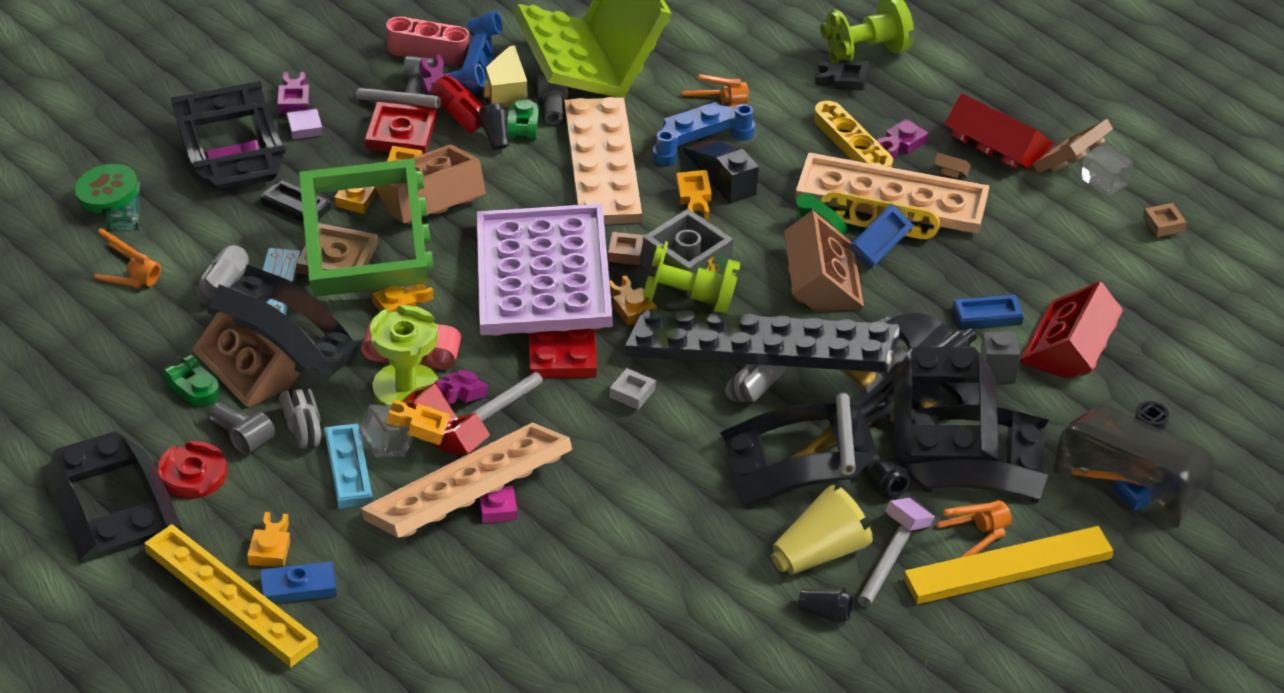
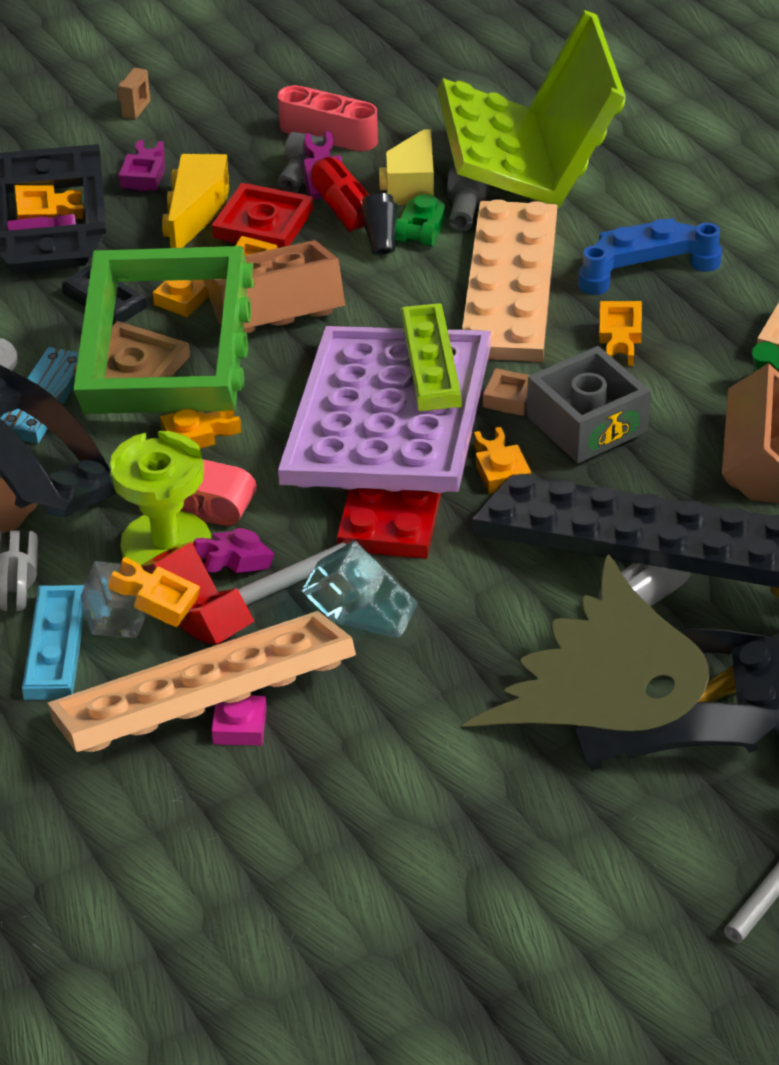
camera: 15 degrees right, 0 degrees up
(222, 133) = (41, 201): none -> light orange plate
(265, 32) = (134, 93): none -> medium nougat plate
(304, 124) = (146, 203): lavender tile -> none
(345, 115) = (196, 196): none -> yellow slope
(398, 97) = (273, 181): light grey piece -> none
(480, 53) = (388, 132): blue plate -> none
(559, 406) = (359, 592): none -> clear light blue slope
(565, 228) = (430, 357): none -> lime tile
(632, 388) = (468, 579): light grey plate -> none
(704, 284) = (596, 449): lime piece -> none
(727, 167) = (670, 303): black slope -> none
(732, 94) = (697, 211): orange plant -> none
(747, 437) = (605, 668): none -> olive piece
(822, 533) = (685, 823): light yellow cone -> none
(830, 604) = (676, 931): black cone -> none
(845, 434) = (747, 679): light grey piece -> none

